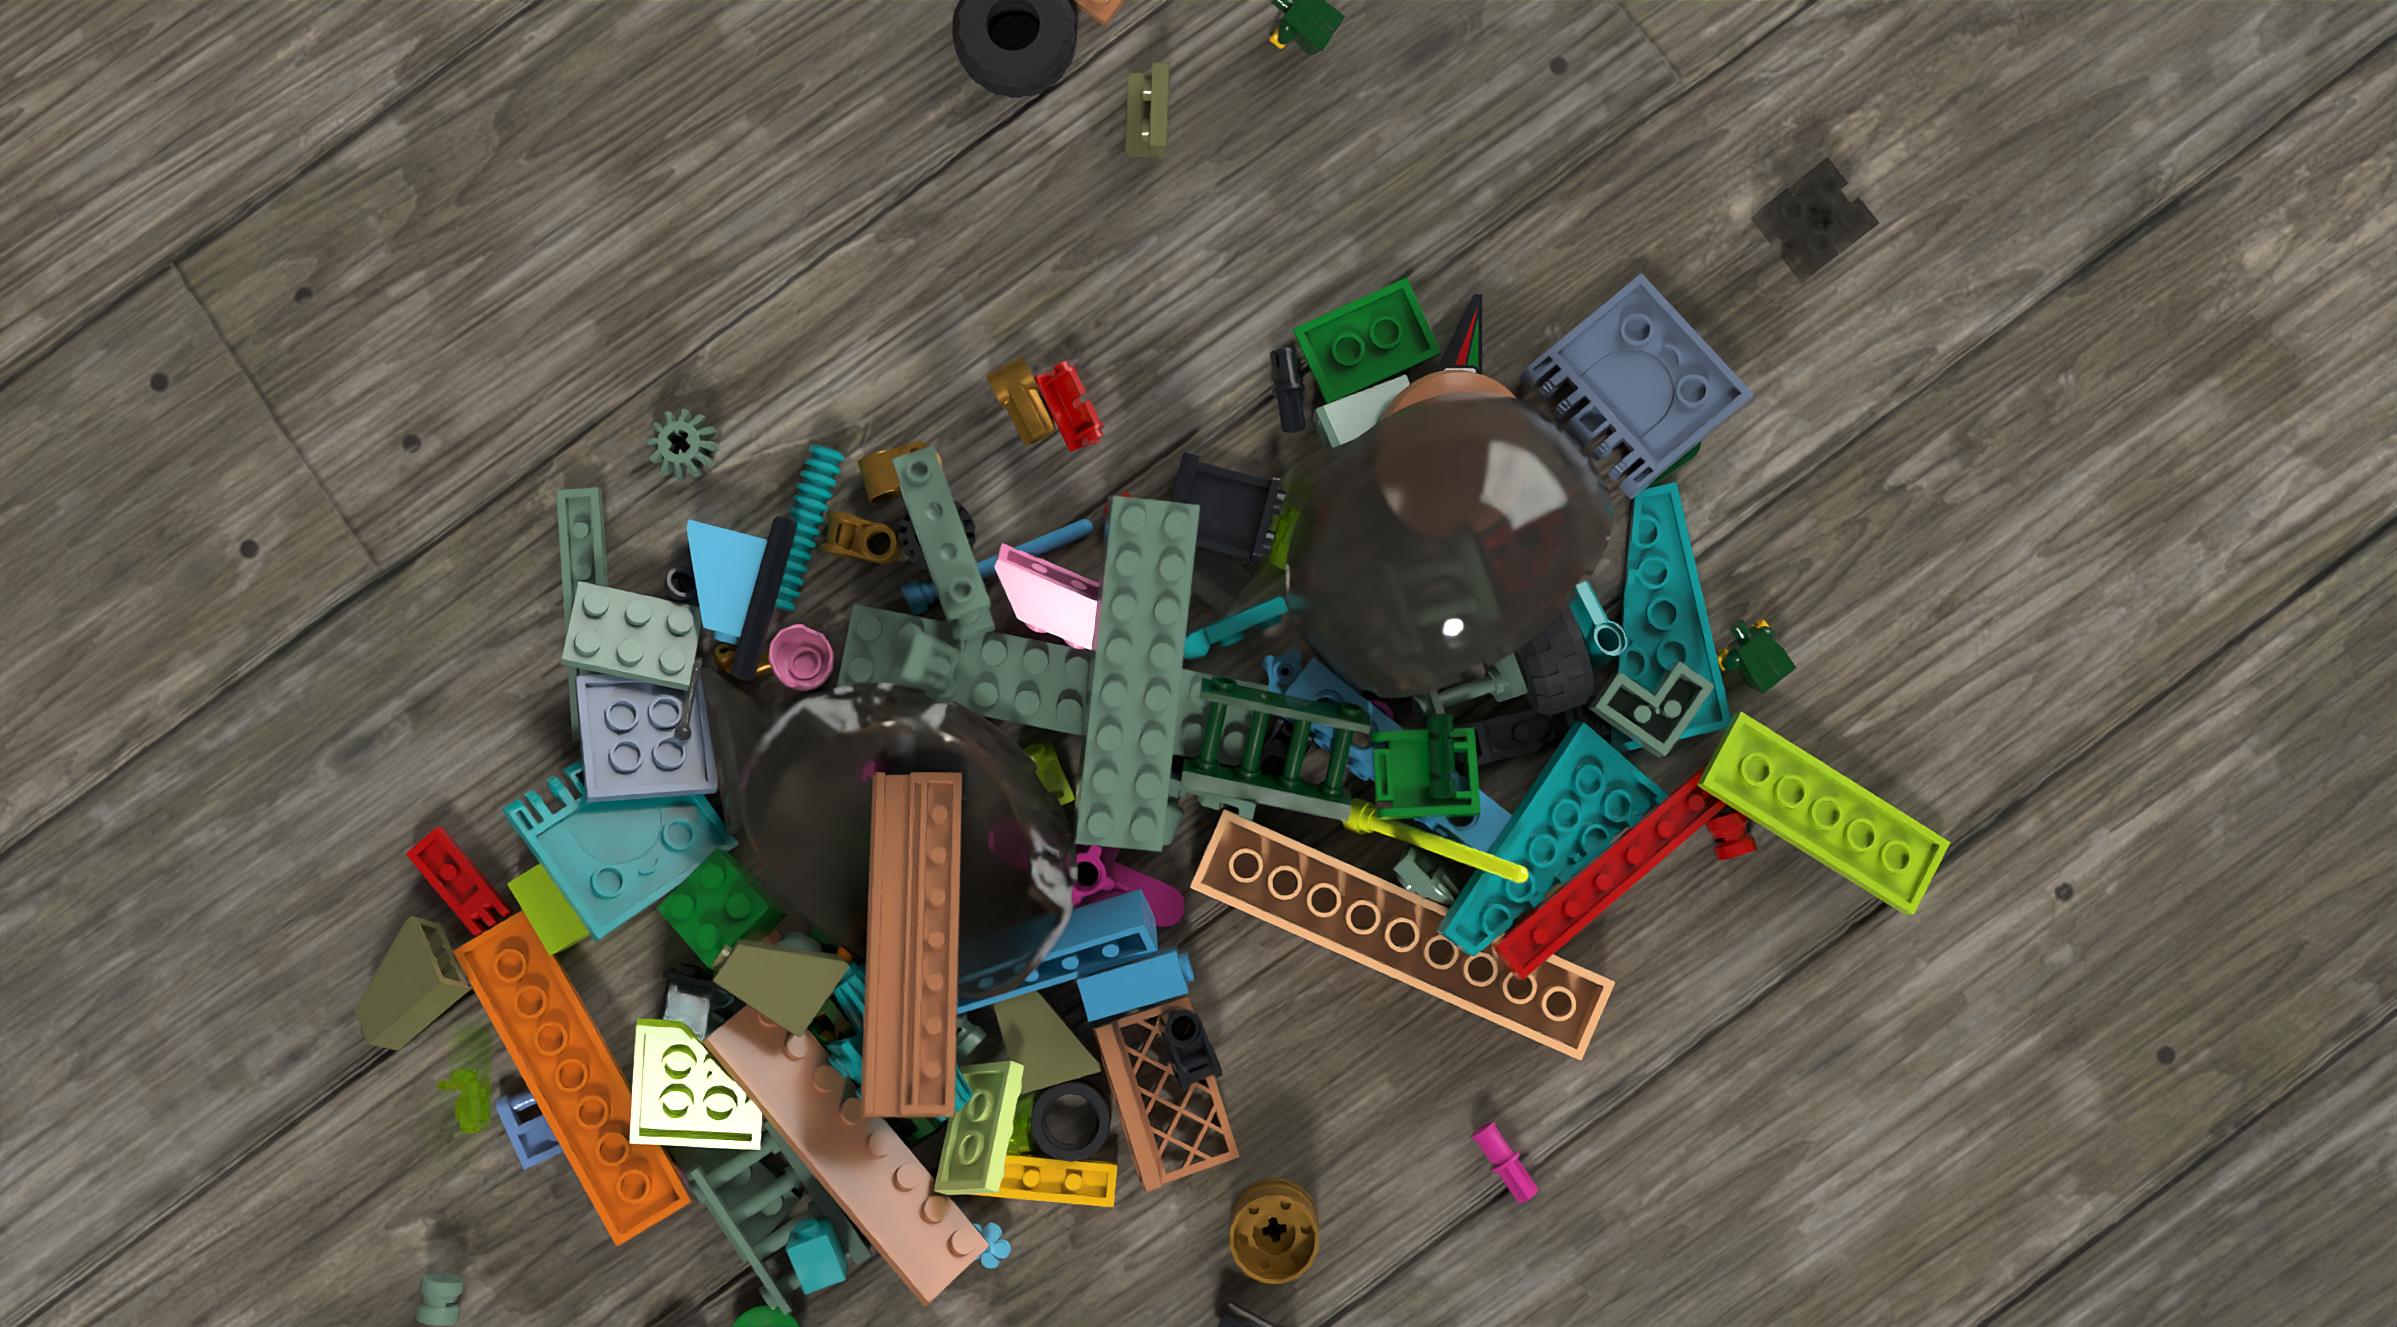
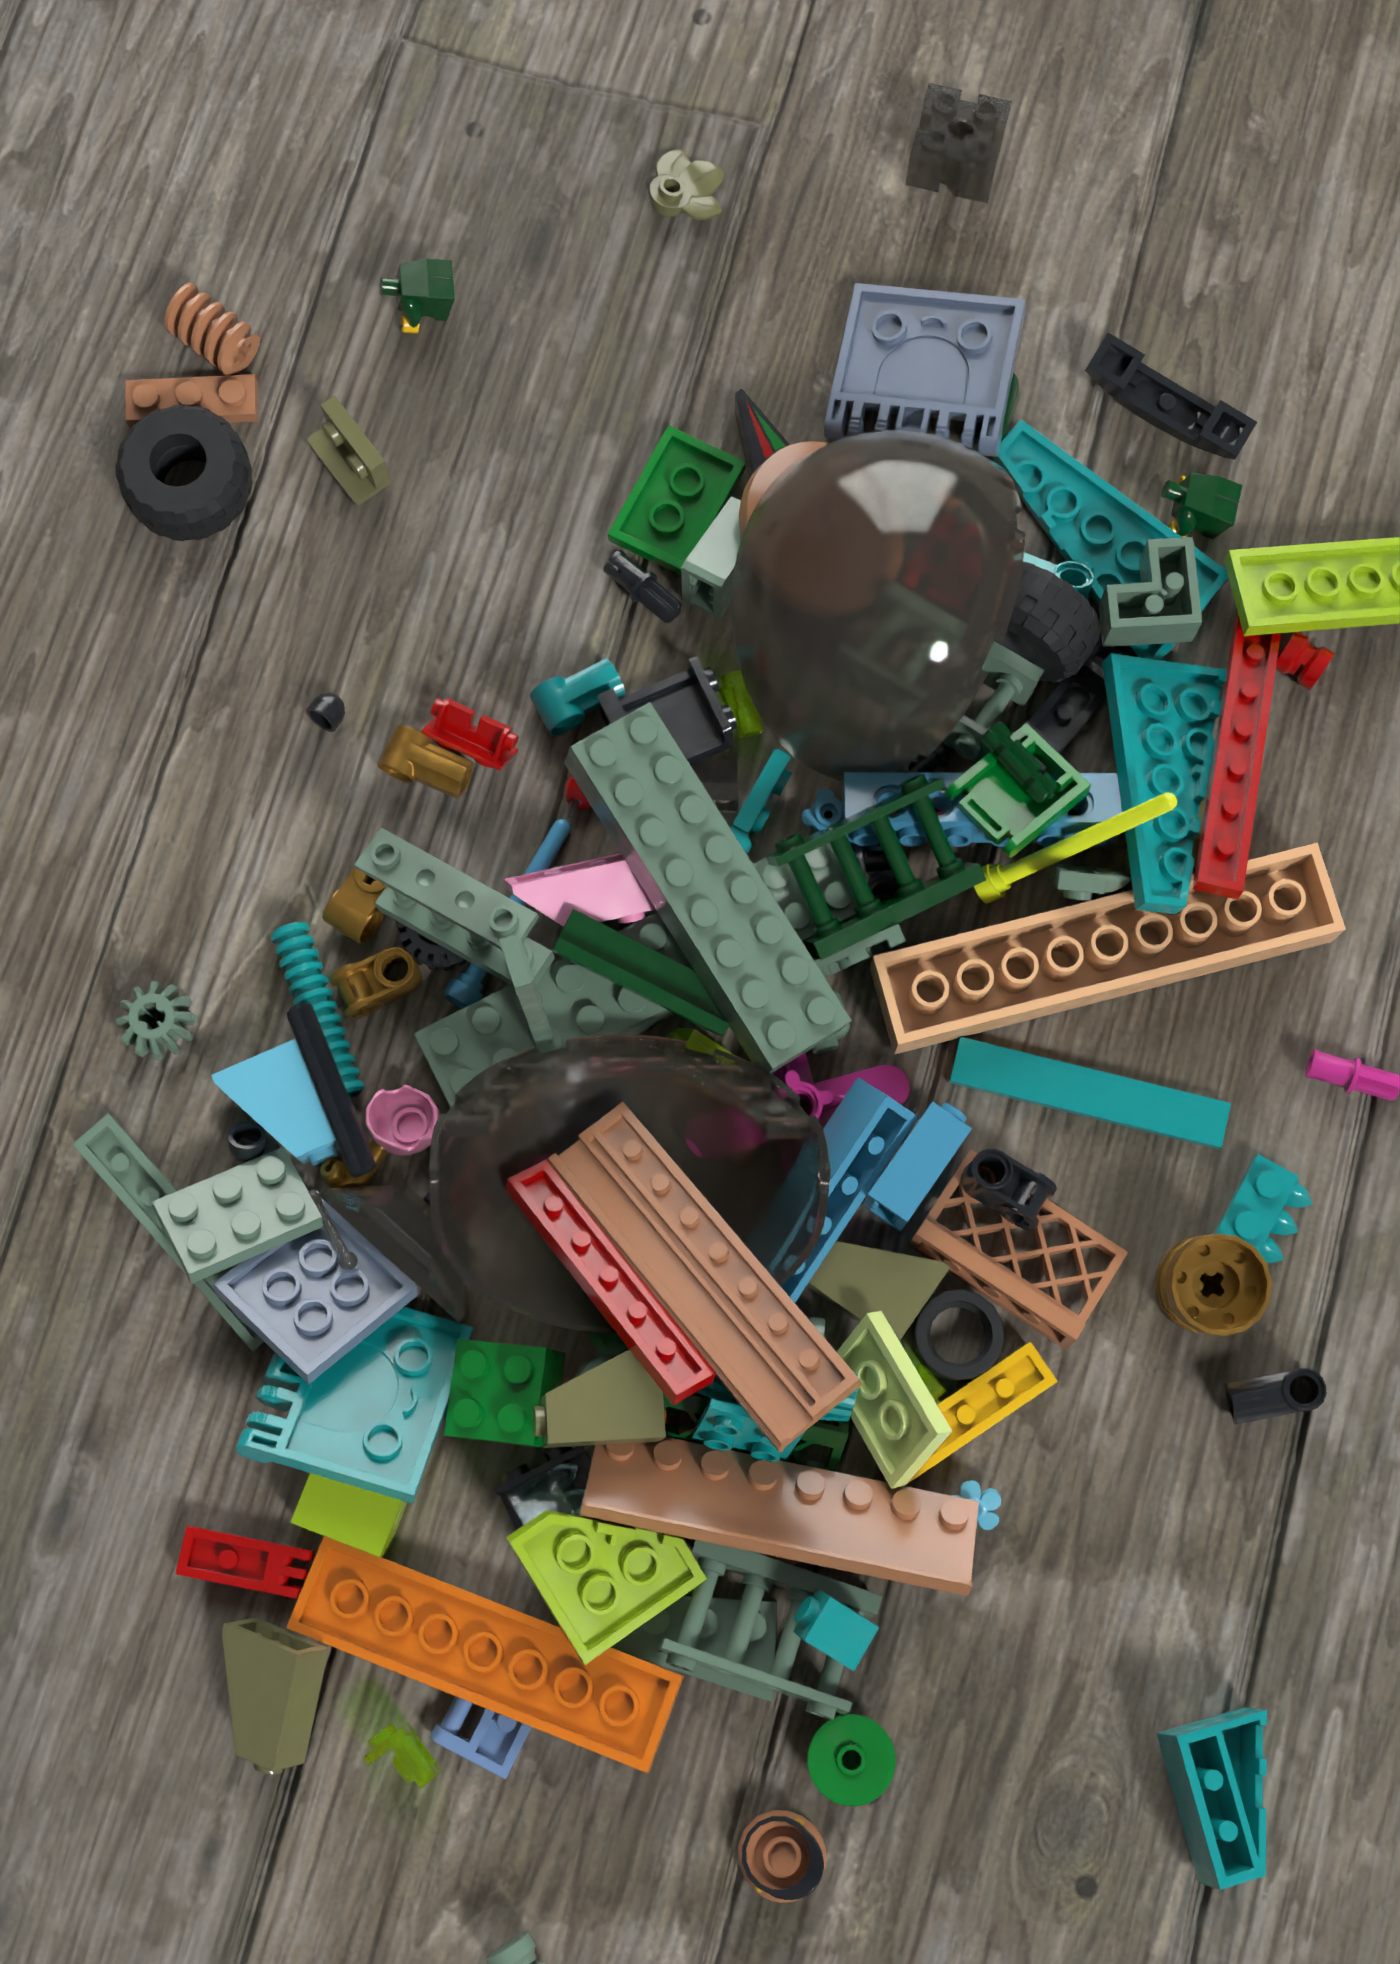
camera: 40 degrees left, 10 degrees down
(846, 898) = (610, 1282): none -> plate
(982, 303) = (327, 711): none -> black hinge
(1041, 691) = (638, 970): none -> dark green fence
(1163, 435) = (566, 701): none -> teal piece
(1306, 1024) = (1090, 1093): none -> teal tile
(1359, 1201) = (1259, 1205): none -> teal plate
(1584, 88) = (685, 187): none -> olive plate
(1801, 556) = (1165, 403): none -> black slope

